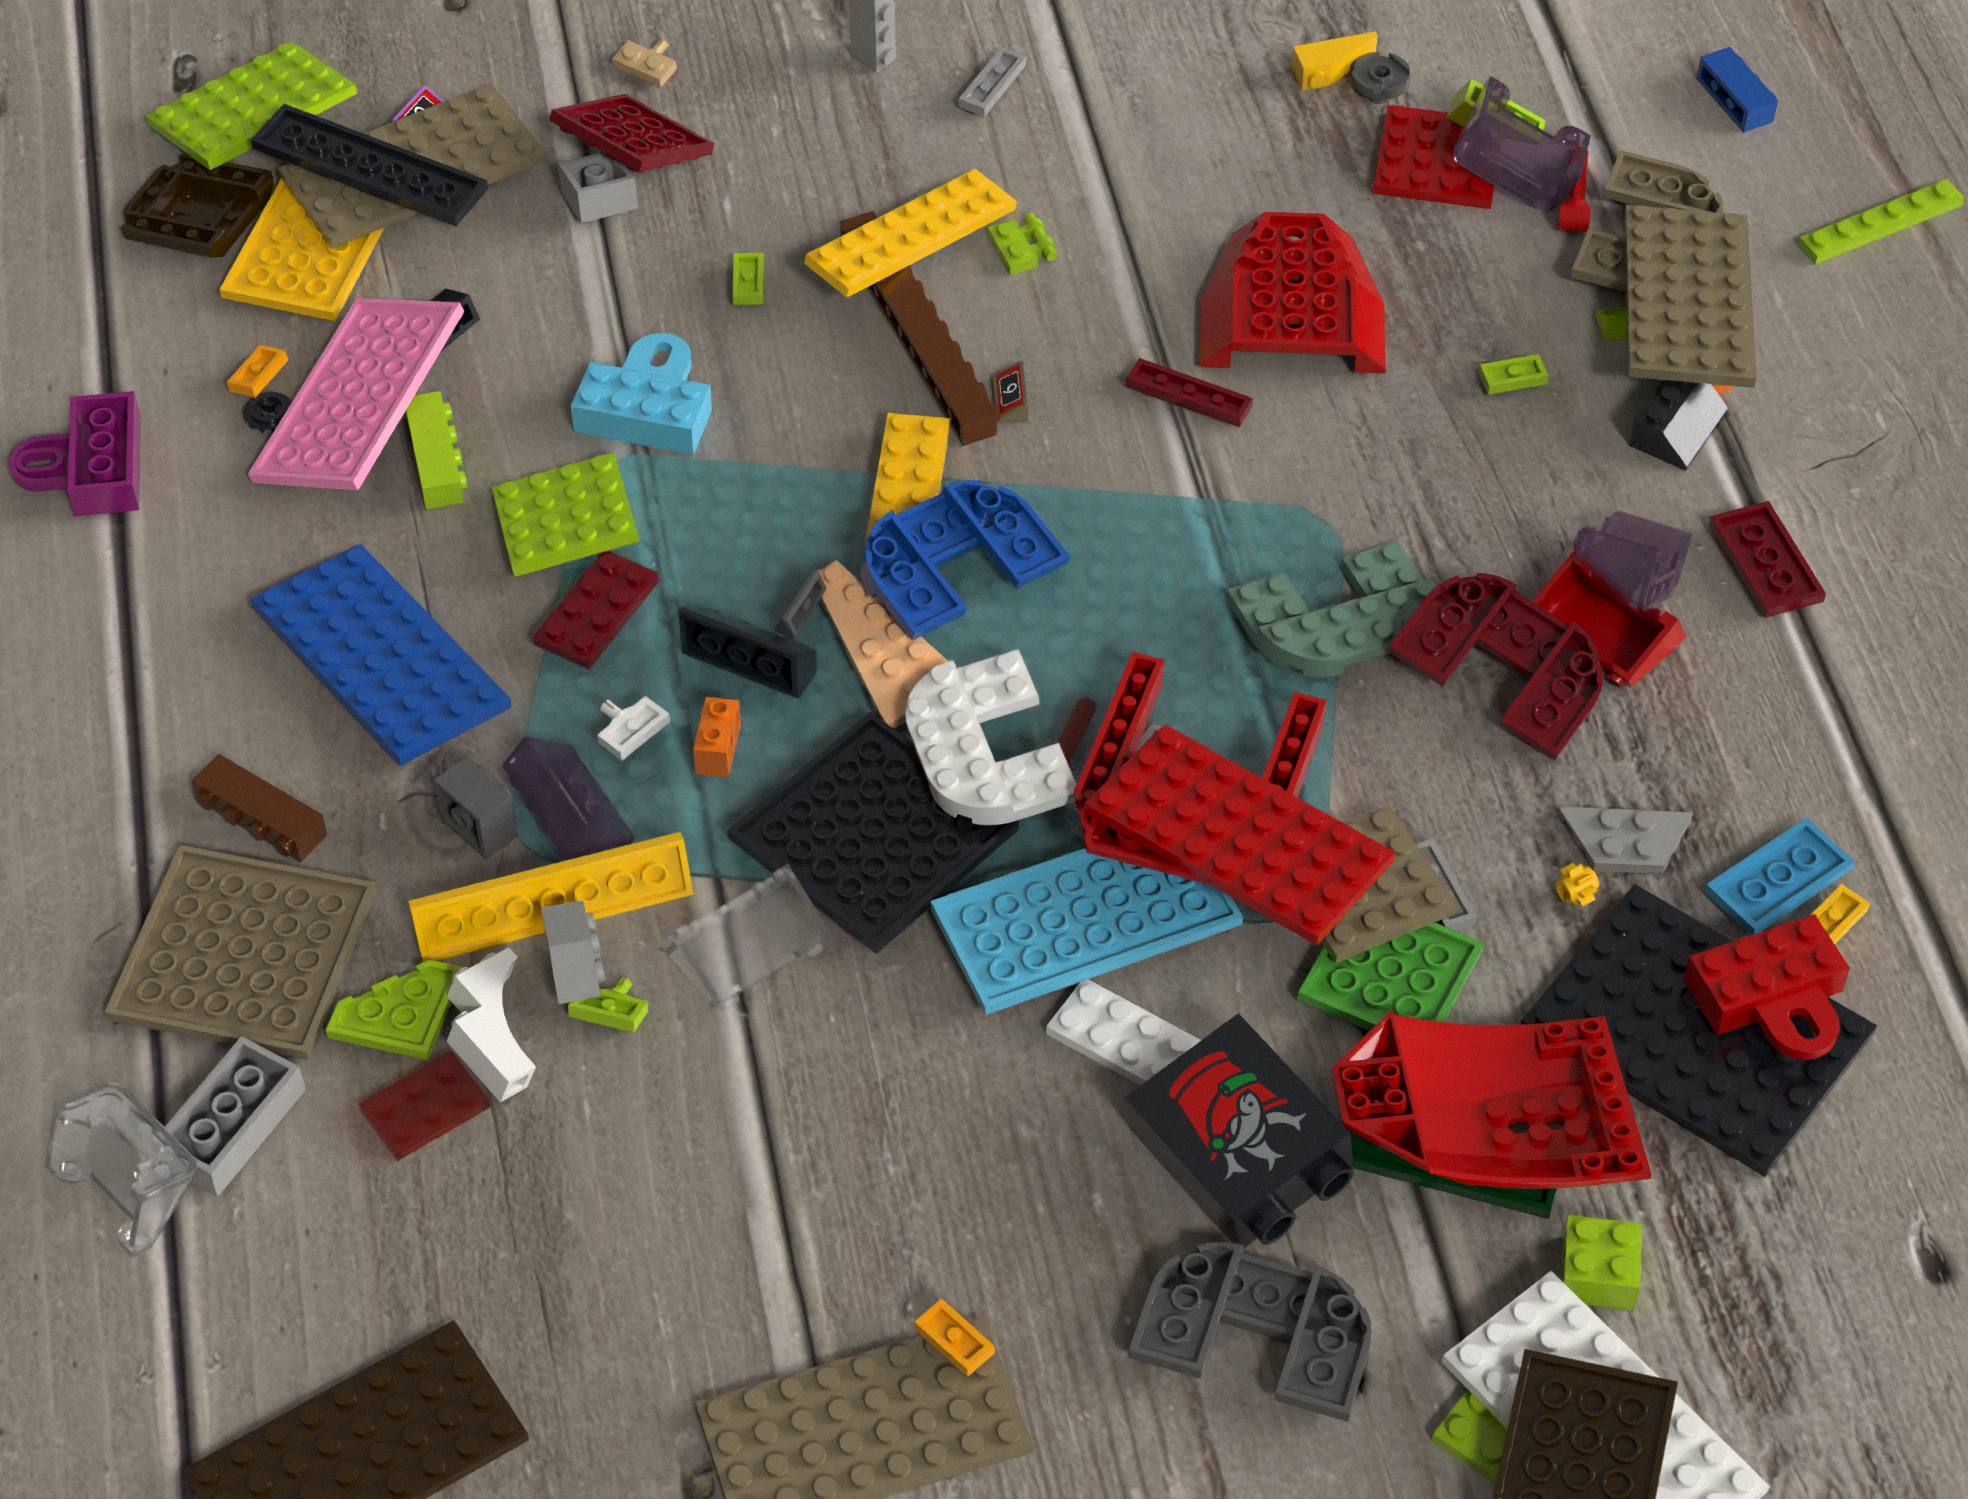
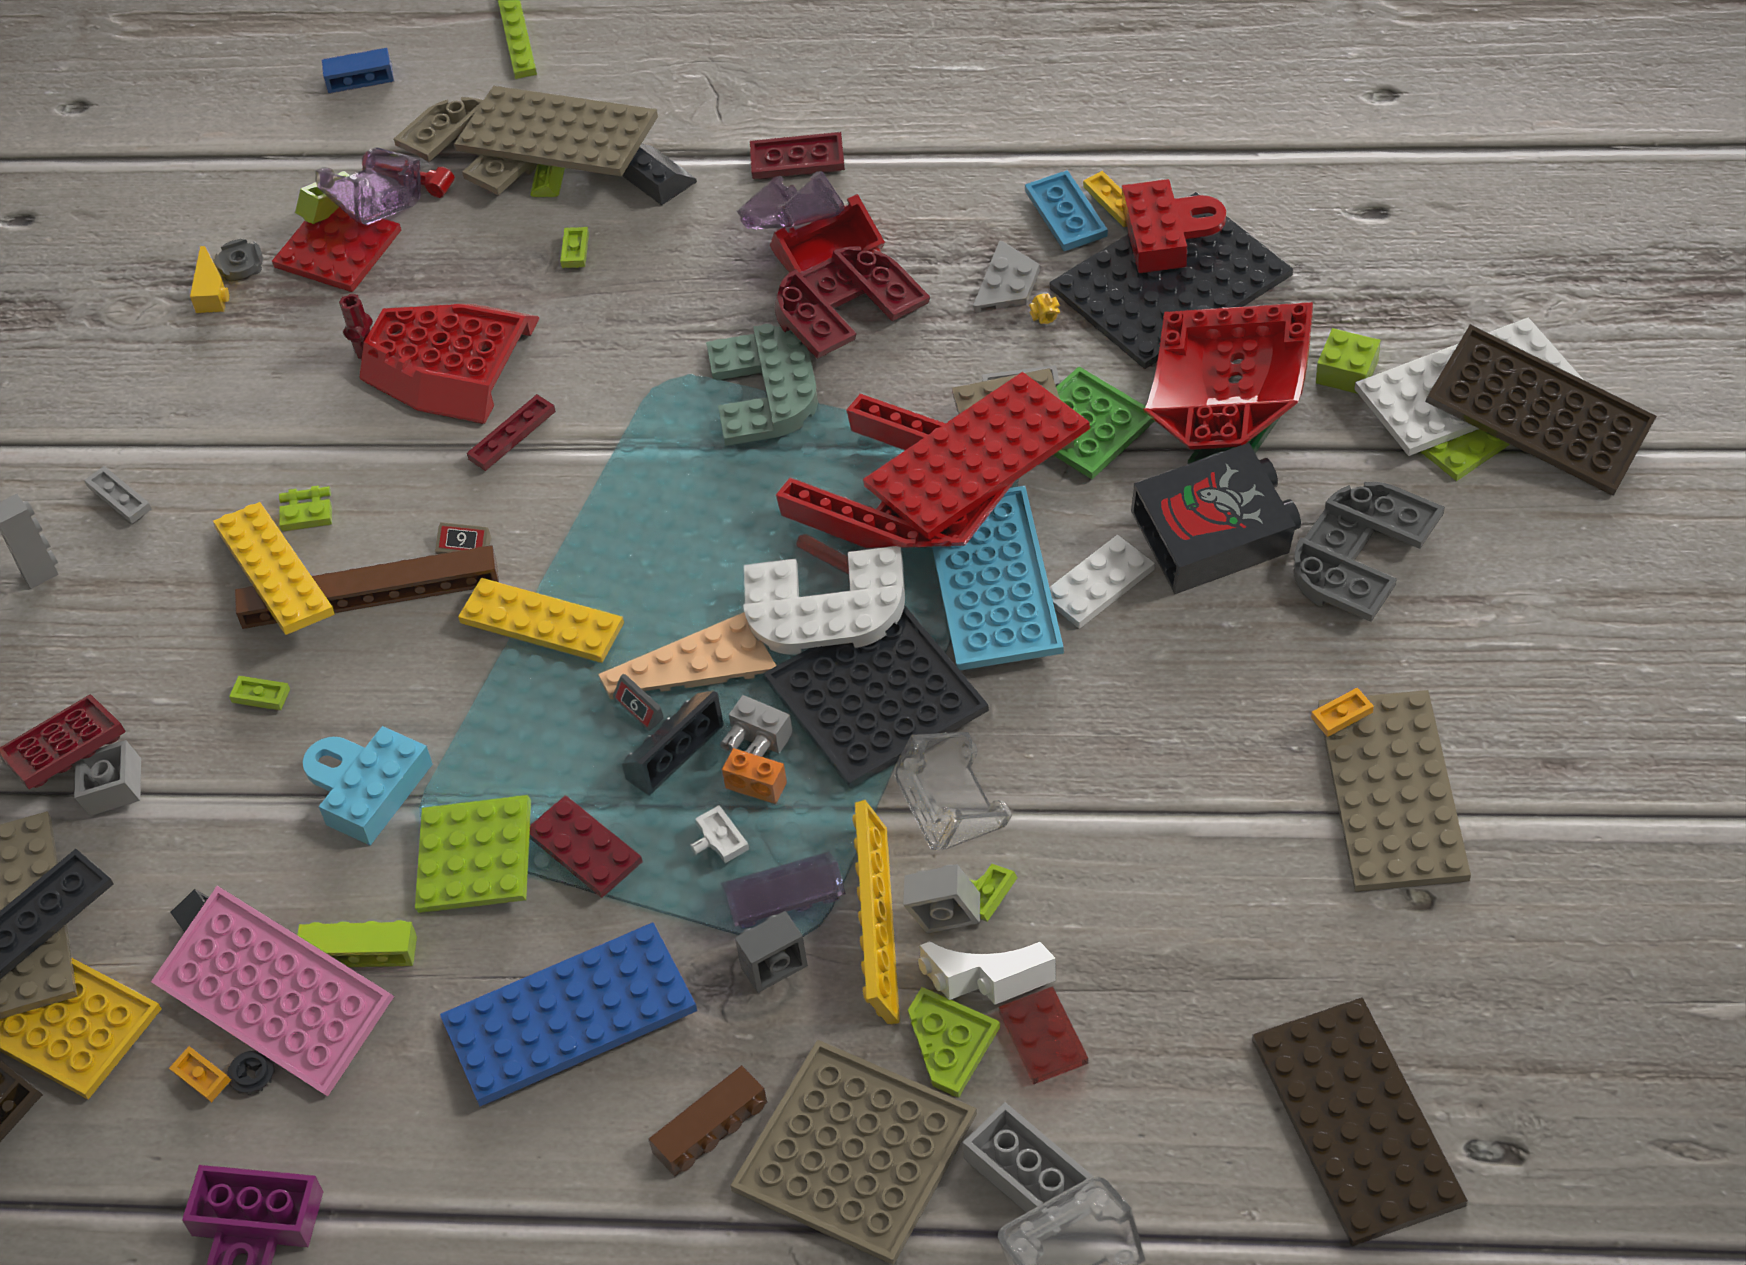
camera: 70 degrees left, 0 degrees up
(793, 725) = (758, 724): none -> light grey brick
(908, 547) = (607, 603): blue plate -> none
(1285, 191) = (356, 321): none -> dark red piece

